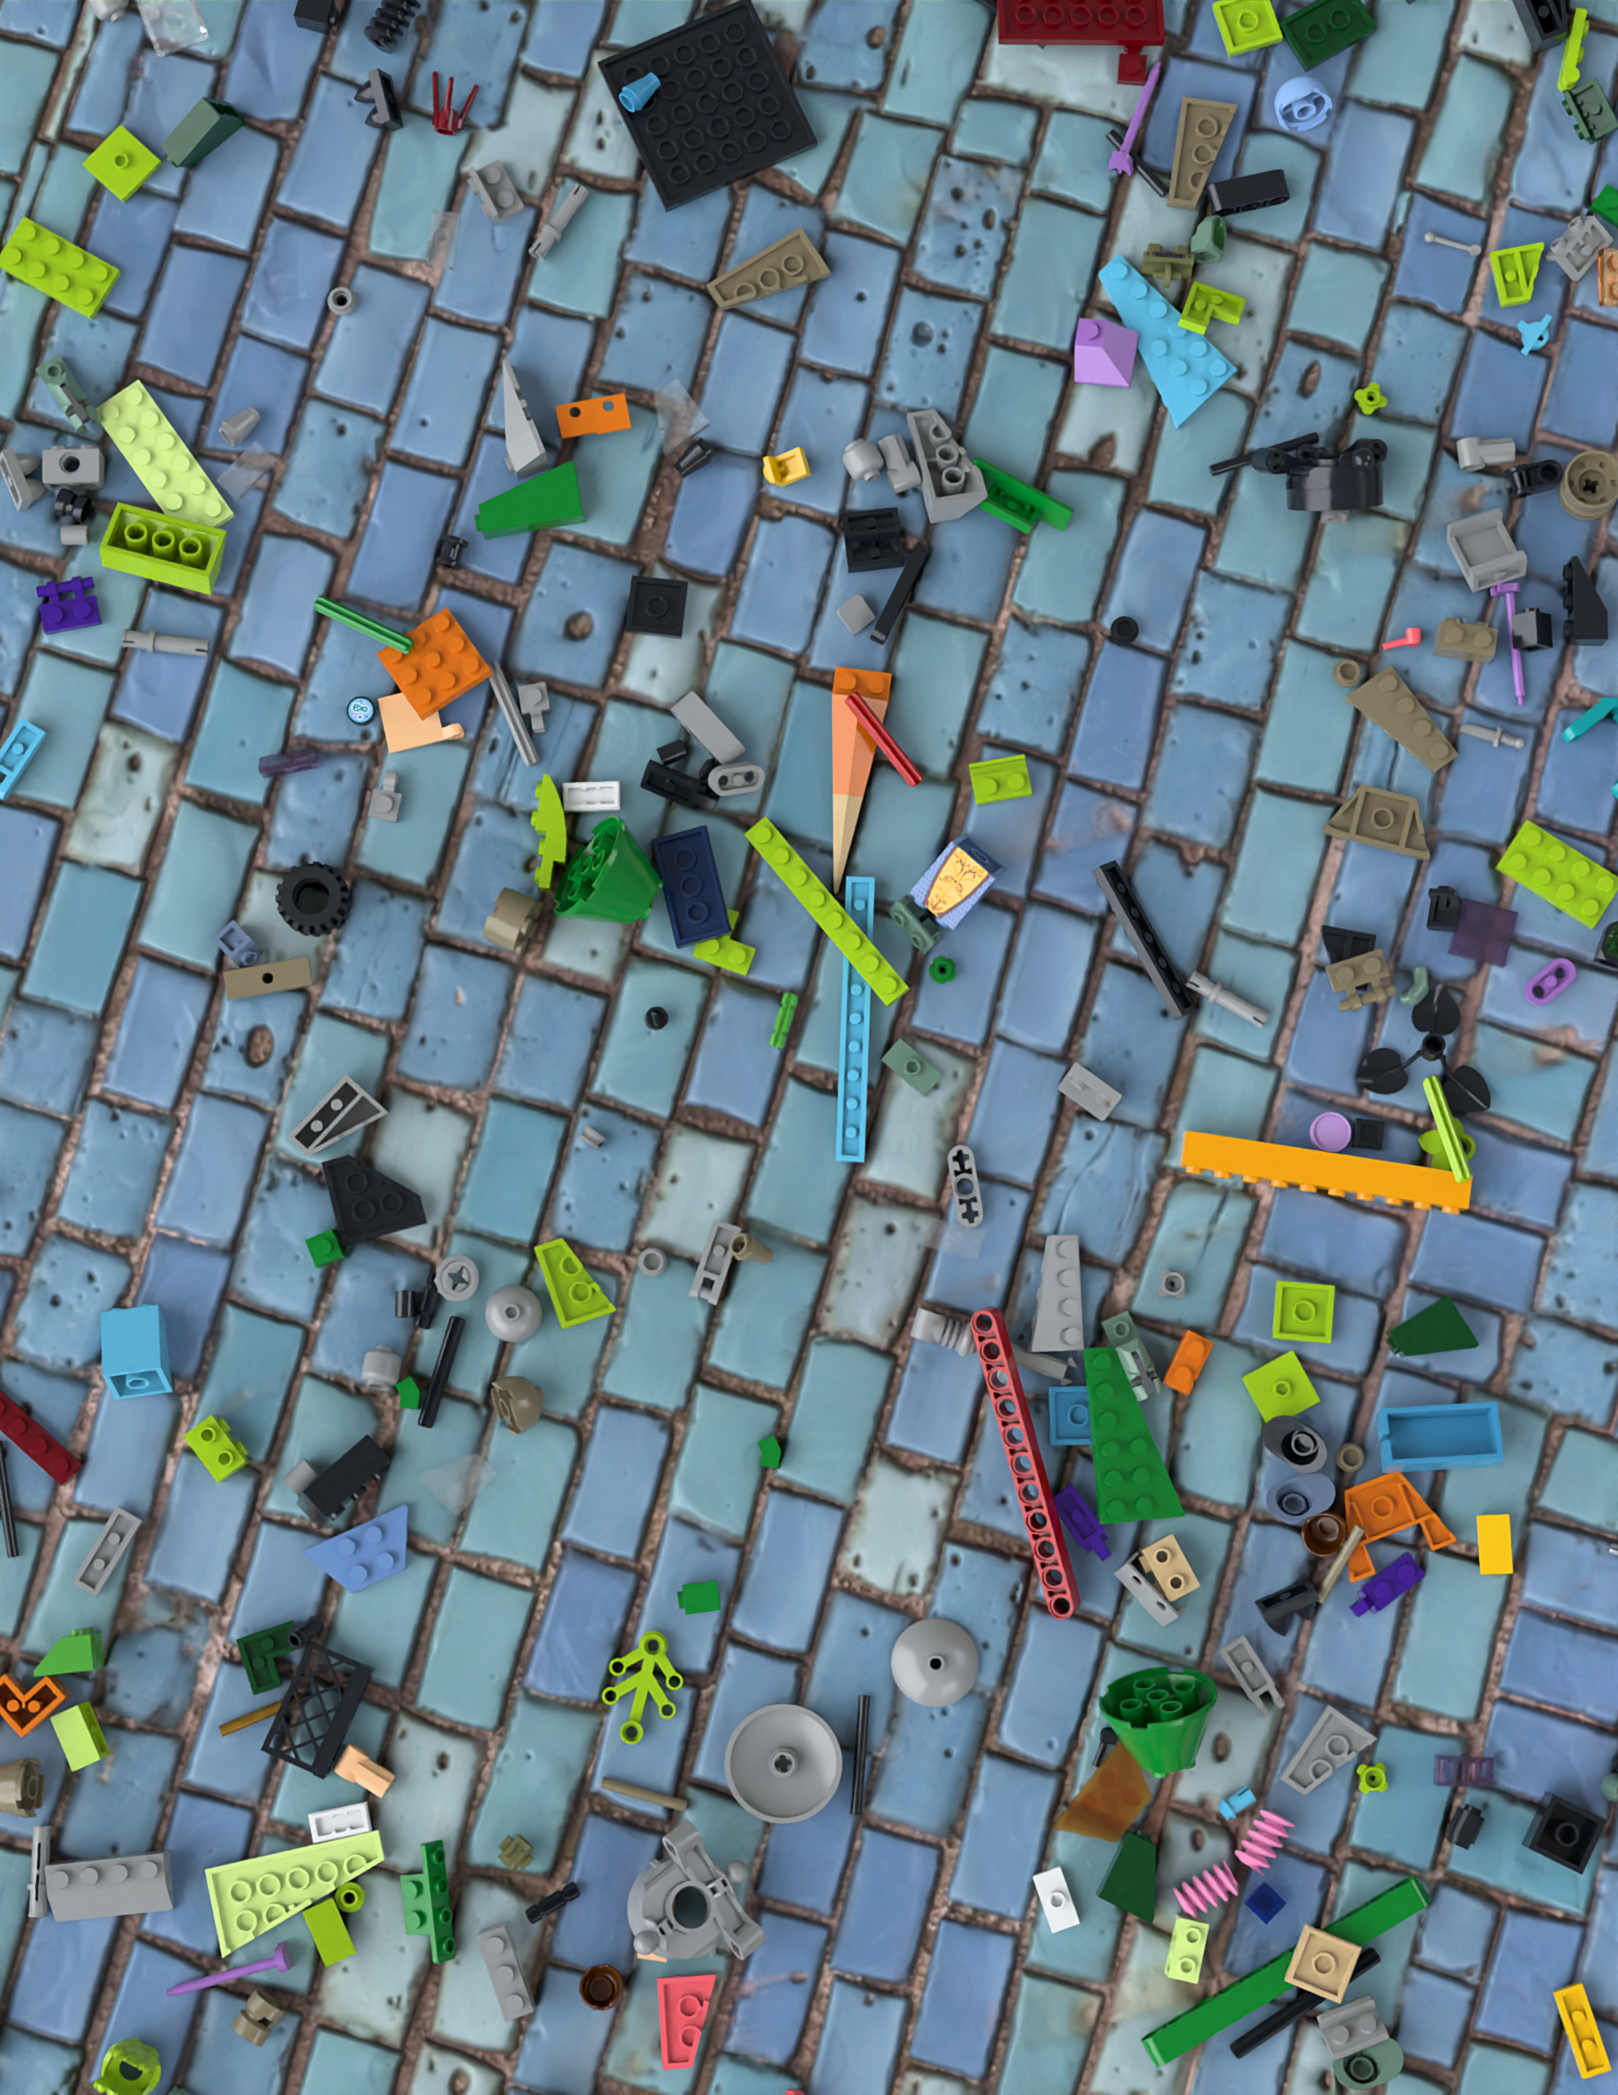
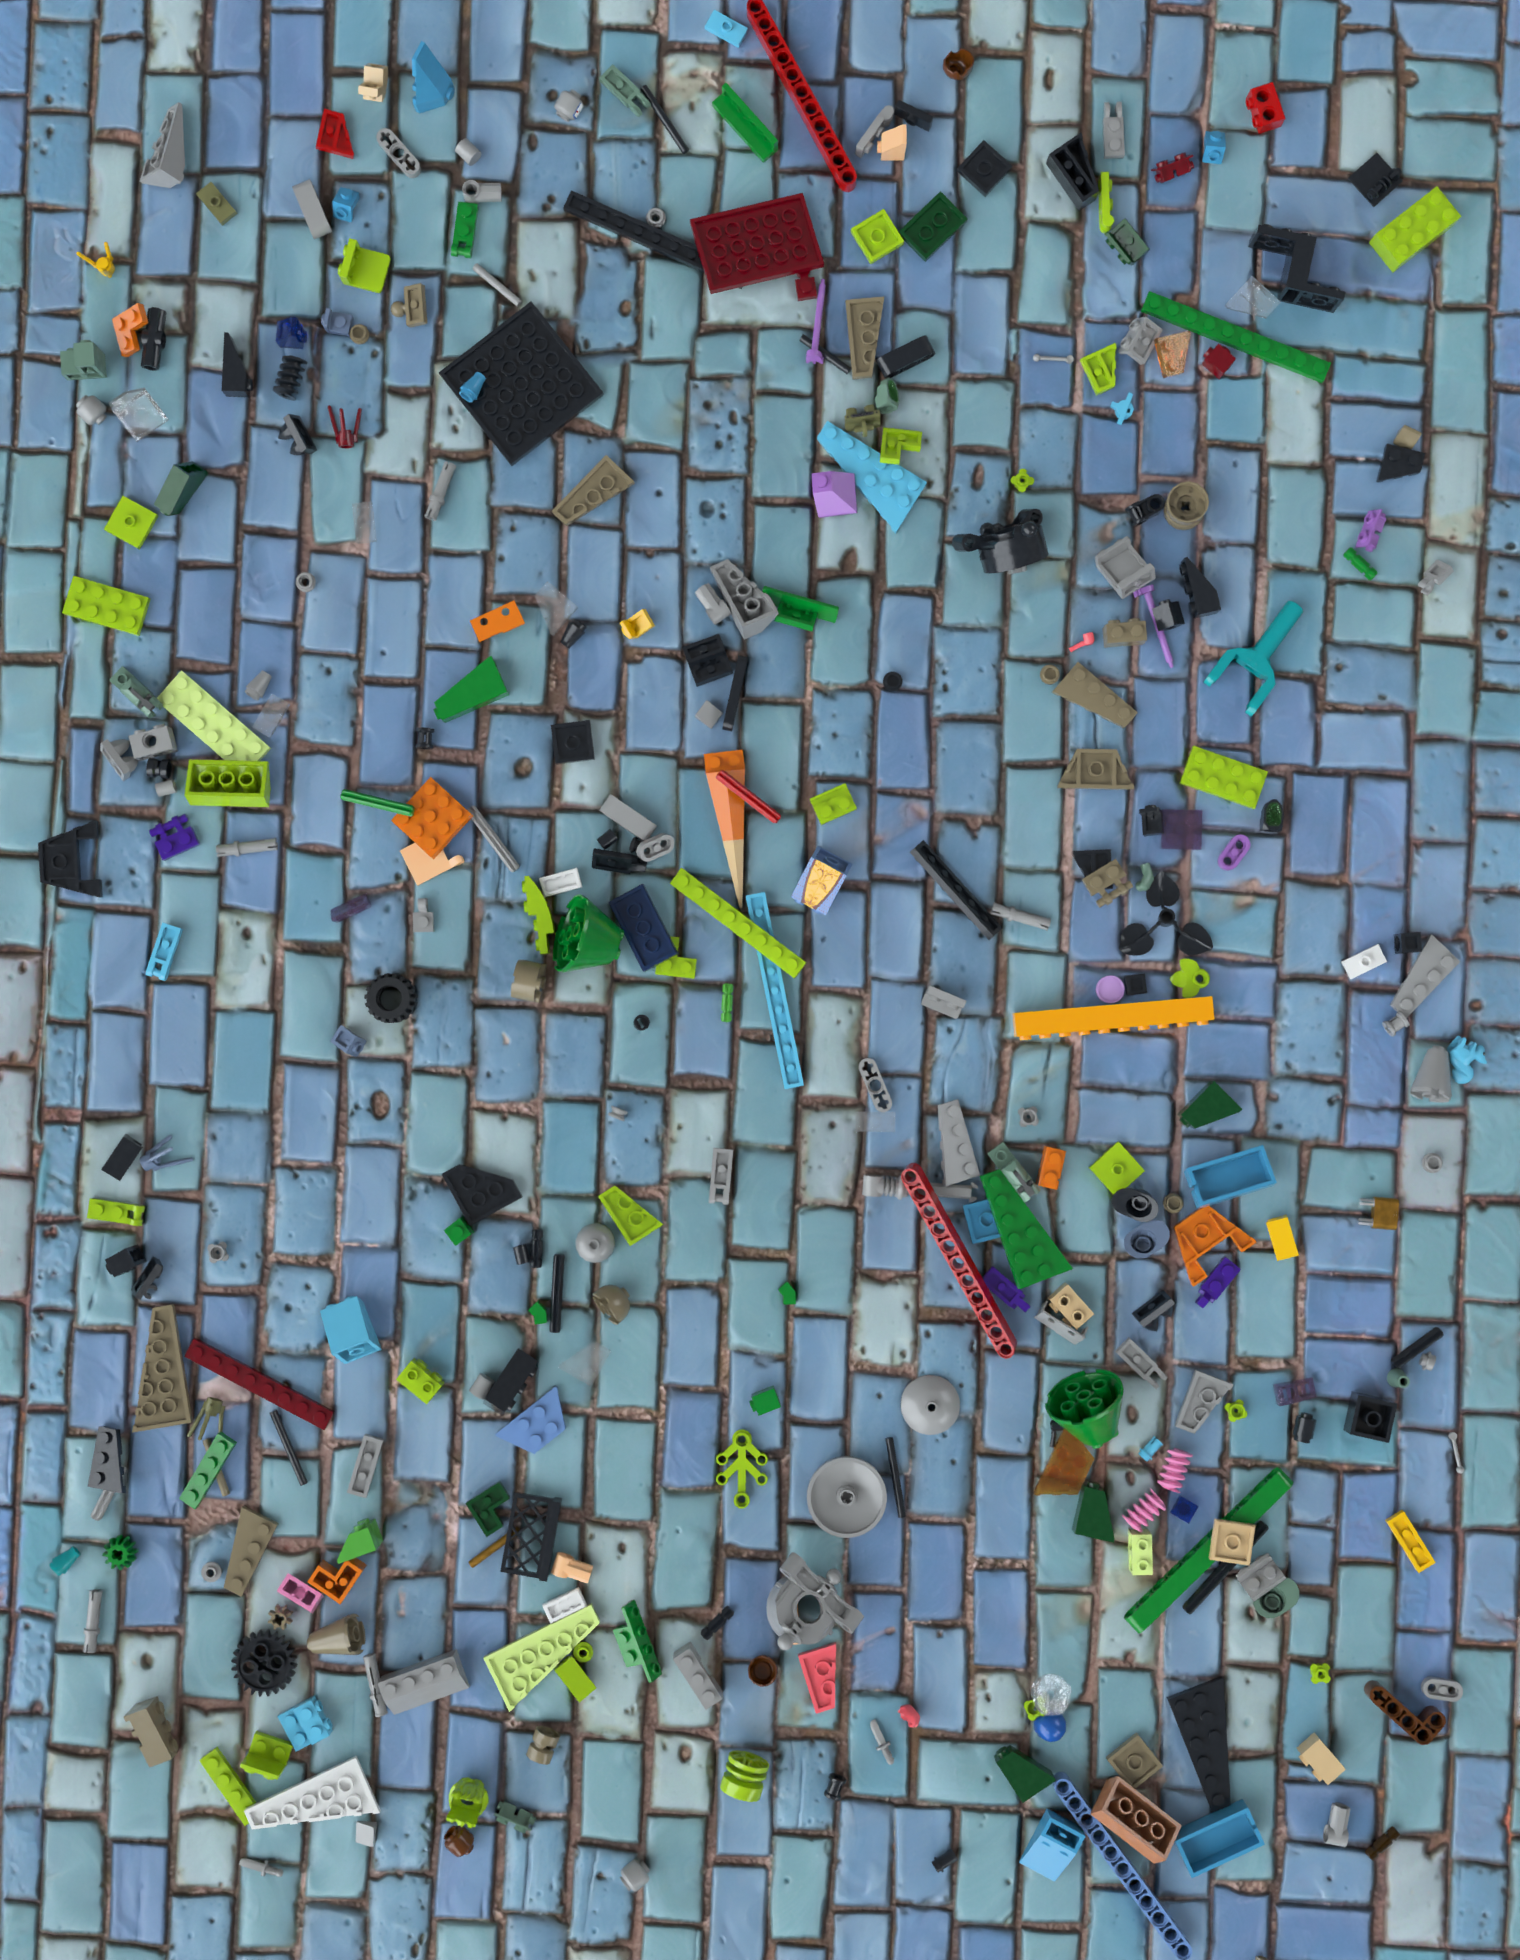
camera: 10 degrees left, 5 degrees up
(80, 1736) = (379, 1591): lime hinge -> none
(250, 980) = (363, 1063): dark tan tile -> none
(280, 1960) = (548, 1704): medium lavender piece -> none
(300, 1636) = (507, 1491): black pin -> none
(336, 1116) = (444, 1140): light grey wedge -> none
(361, 711) = (390, 861): tile -> none
(381, 1368) = (516, 1301): light grey head -> none
(467, 1272) = (557, 1223): light grey gear -> none
(496, 192) = (392, 480): light grey bracket -> none
(516, 1852) = (685, 1597): olive gear -> none
(522, 438) = (452, 649): light grey wedge -> none
(534, 702) = (506, 828): light grey plate -> none
(644, 1794) = (753, 1537): dark tan bar -> none
(652, 1262) = (679, 1186): light grey plate -> none
(748, 1248) = (740, 1162): dark tan cone -> none
(863, 460) = (688, 607): light grey head -> none
(906, 915) = (792, 912): sand green hinge -> none
(911, 1068) = (820, 1013): sand green plate -> none
(939, 977) = (820, 943): green plate -> none
(1056, 1899) = (1046, 1540): white plate -> none
(1246, 459) = (968, 530): black bar -> none
(1302, 103) = (928, 284): light blue cylinder -> none
(1303, 1312) = (1119, 1114): lime plate -> none
(1324, 1533) = (1168, 1259): reddish brown hair -> none
(1340, 1562) = (1182, 1275): dark tan bar -> none
(1447, 1129) = (1188, 969): lime axle -> none
(1478, 453) = (1103, 501): light grey piece -> none
(1492, 735) = (1157, 693): light grey piece -> none

